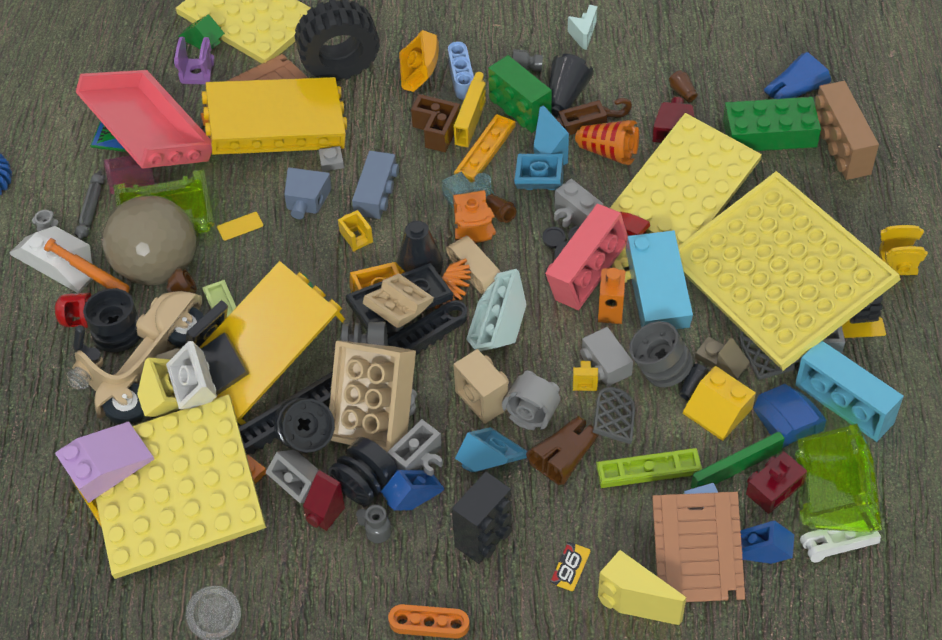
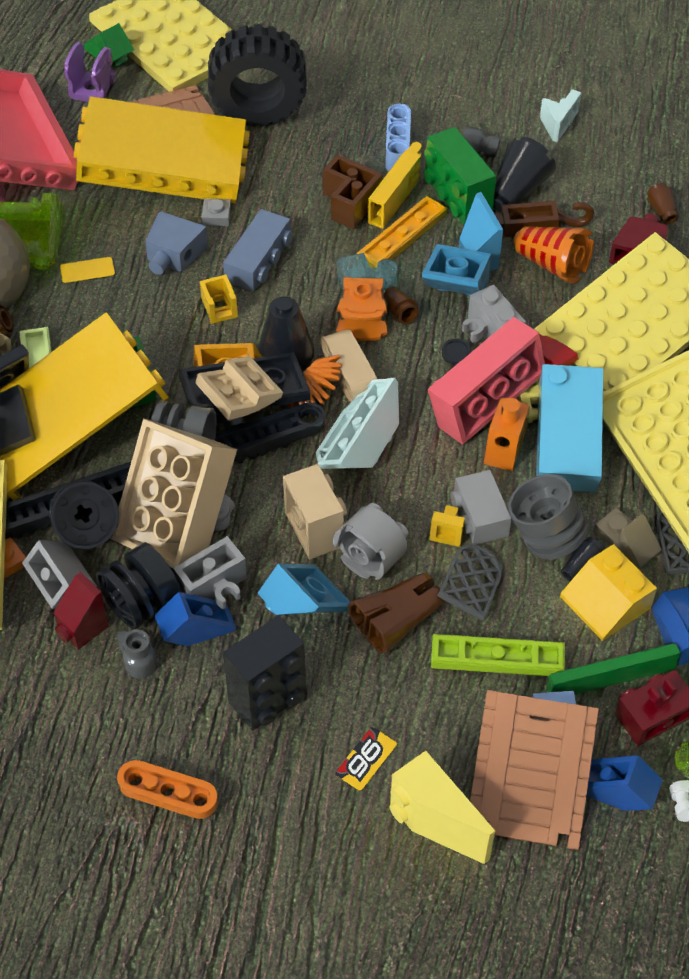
camera: 10 degrees right, 0 degrees up
(418, 60) = (350, 116): light orange slope -> none

